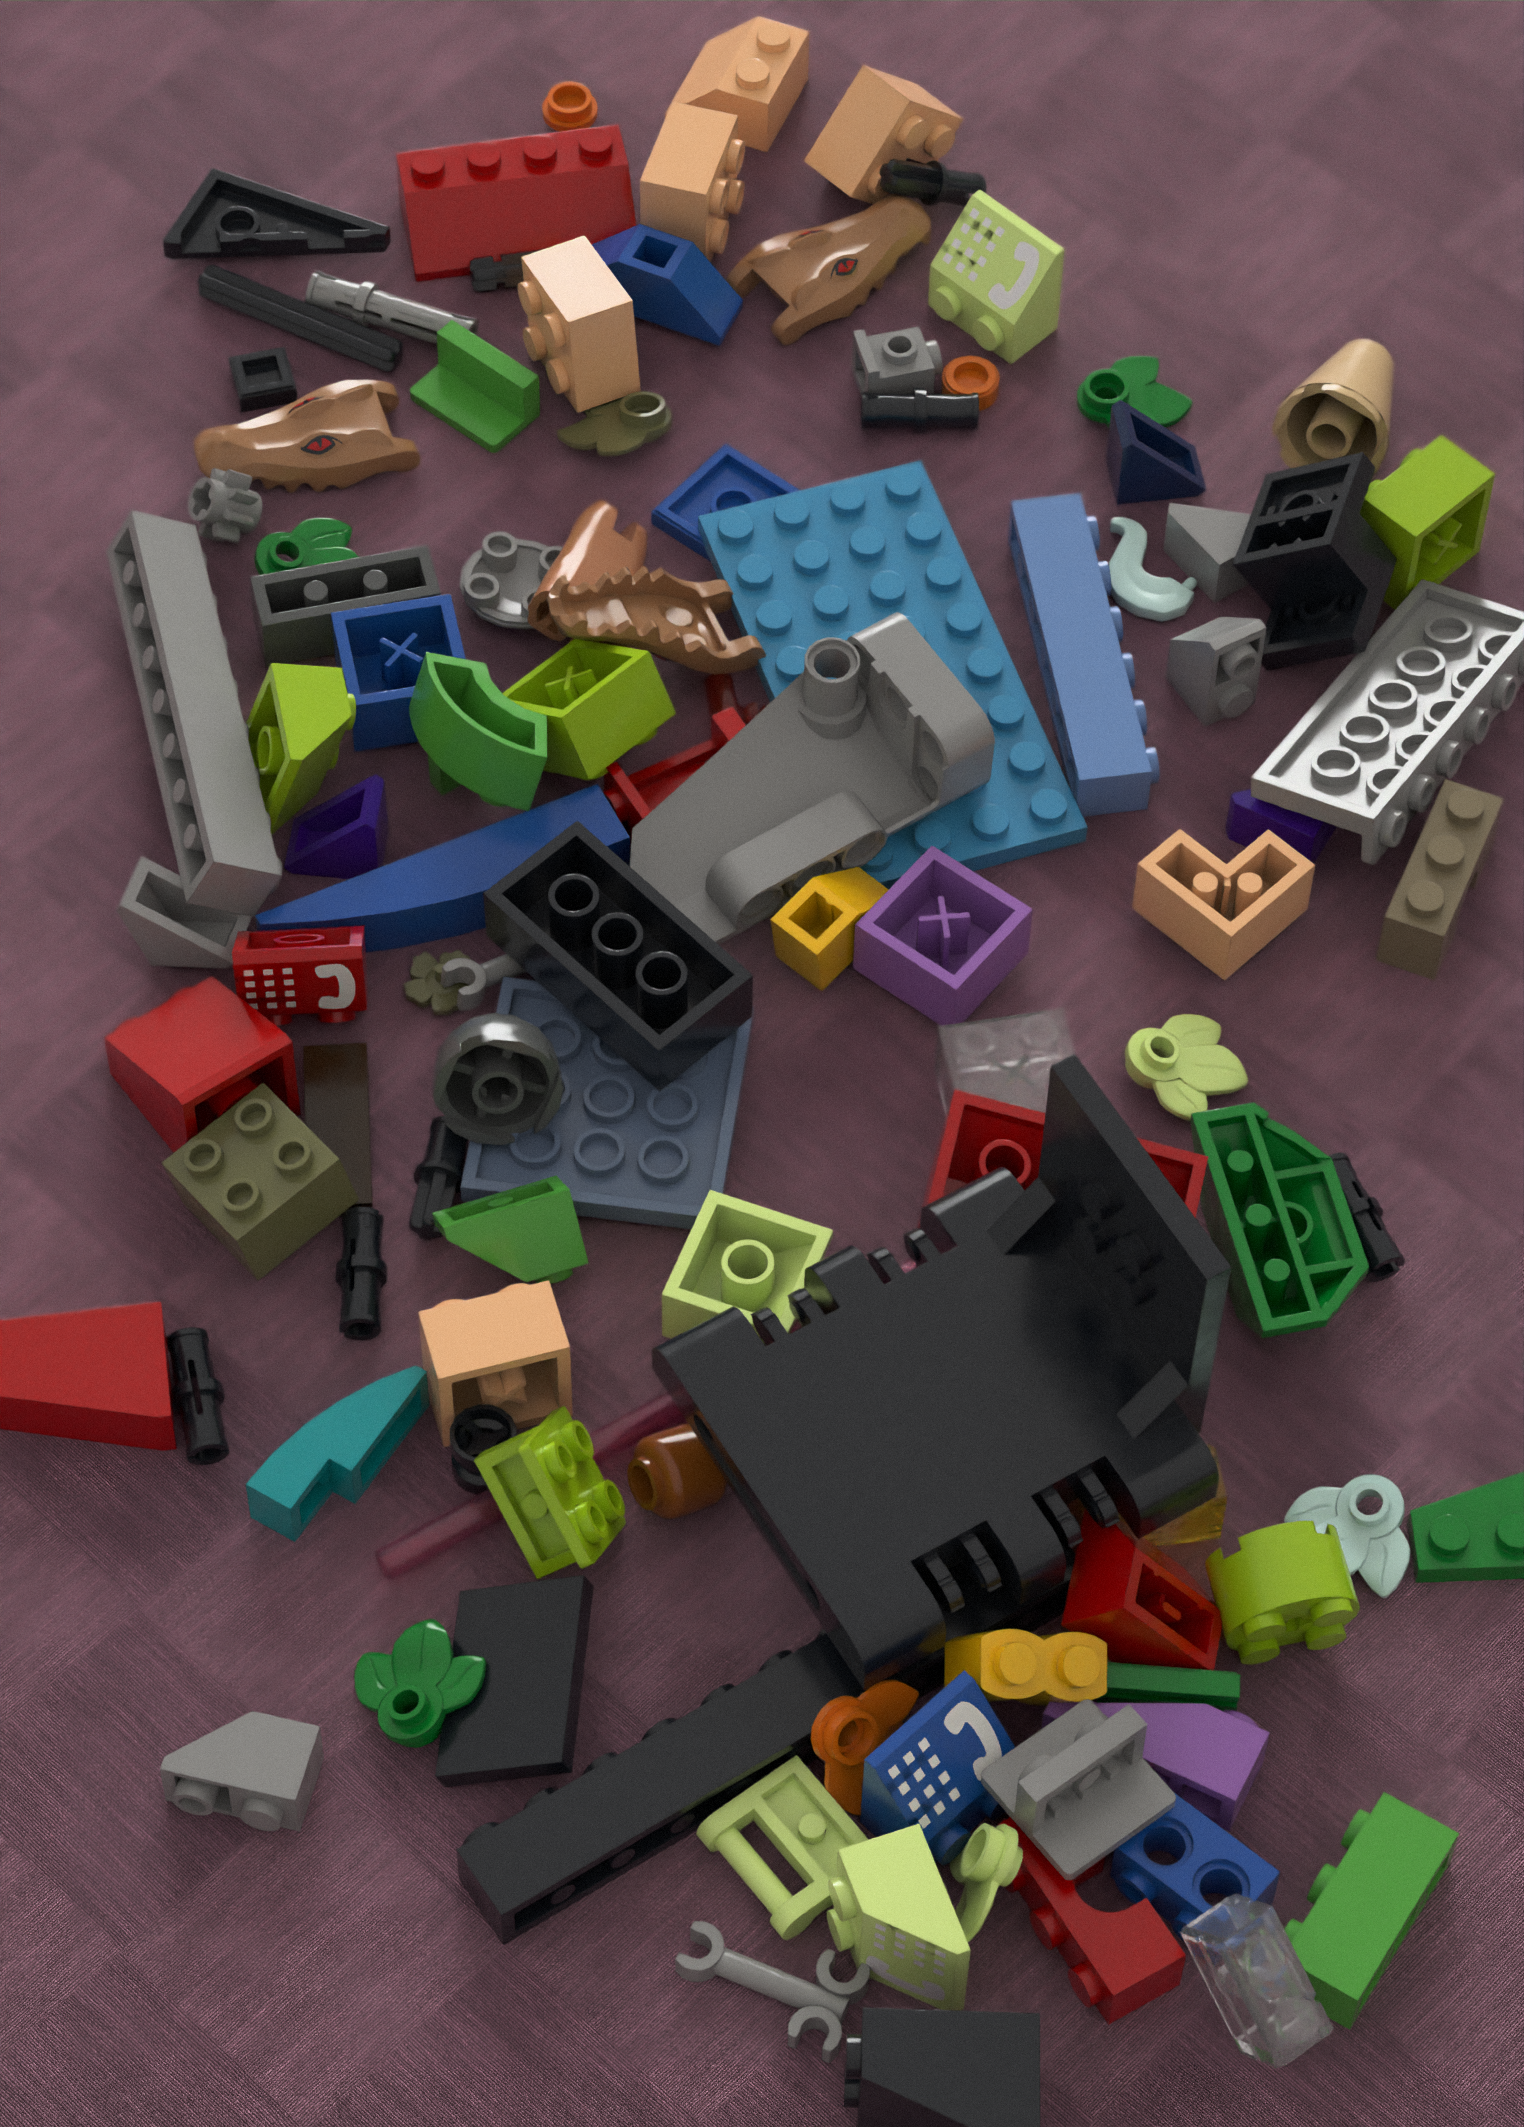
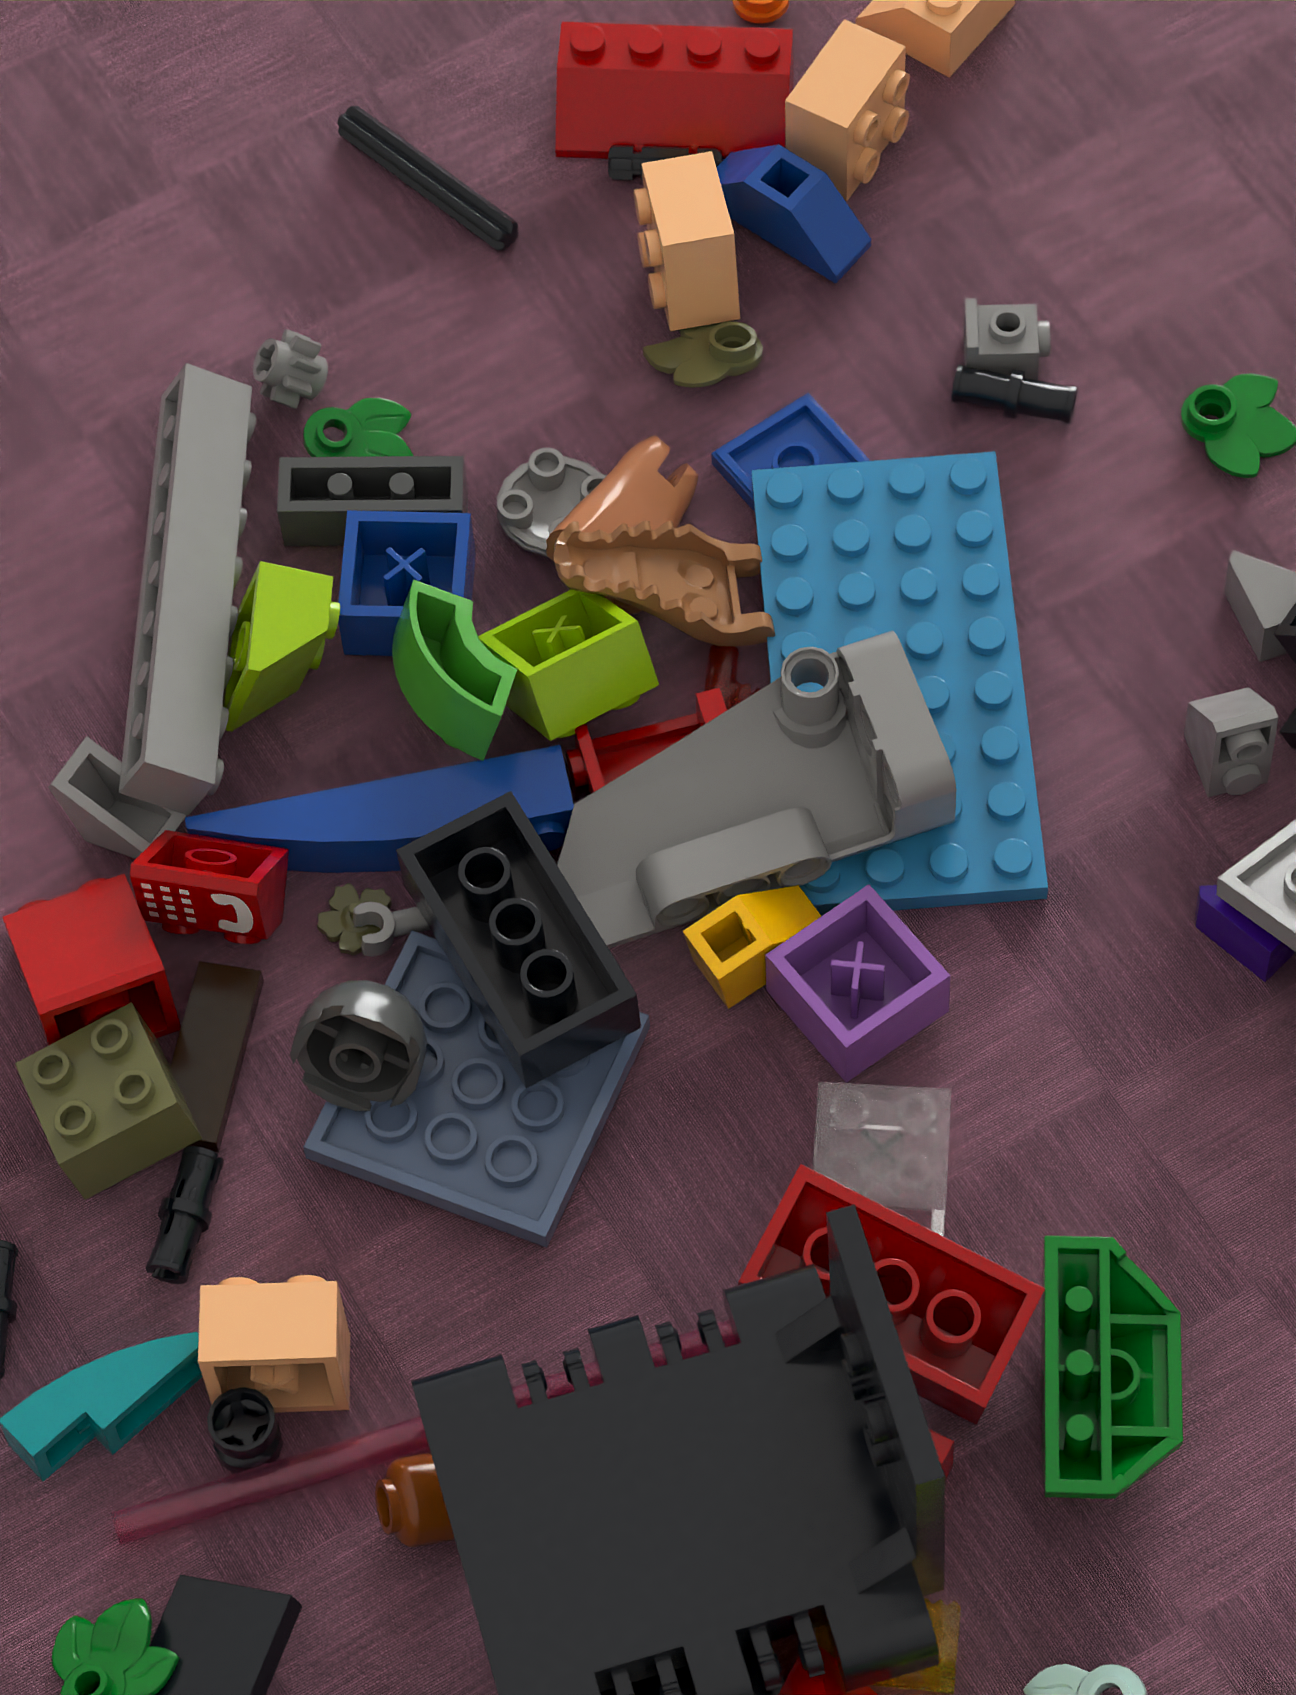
camera: 20 degrees right, 5 degrees up
(251, 219) = (411, 64): black wing -> none
(262, 379) = (372, 236): black tile -> none
(317, 440) = (404, 314): medium nougat animal -> none
(342, 834) = (303, 745): dark purple slope -> none
(369, 305) = (497, 177): light grey pin -> none
(437, 1178) = (285, 1137): black axle -> none
(478, 389) = (577, 289): bright green panel -> none
(520, 1230) = (340, 1209): bright green slope -> none
(554, 1494) = (294, 1499): lime bracket -> none
(741, 1260) = (542, 1302): yellowish green slope -> none
(832, 266) = (972, 218): medium nougat animal -> none
(877, 123) = (1056, 78): light nougat brick -> none
(930, 182) = (1099, 147): black axle -> none
(970, 376) = (1080, 366): orange tile -> none
(997, 279) = (1130, 268): yellowish green slope -> none
(1080, 655) = (1096, 696): medium blue brick -> none
(1136, 589) = (1181, 632): light aqua piece -> none
(1149, 460) = (1236, 494): dark blue slope -> none
(1184, 1063) = (1080, 1169): yellowish green plate -> none
(1221, 908) = (1158, 1011): light nougat brick -> none
(1367, 1214) = (1201, 1381): black pin -> none

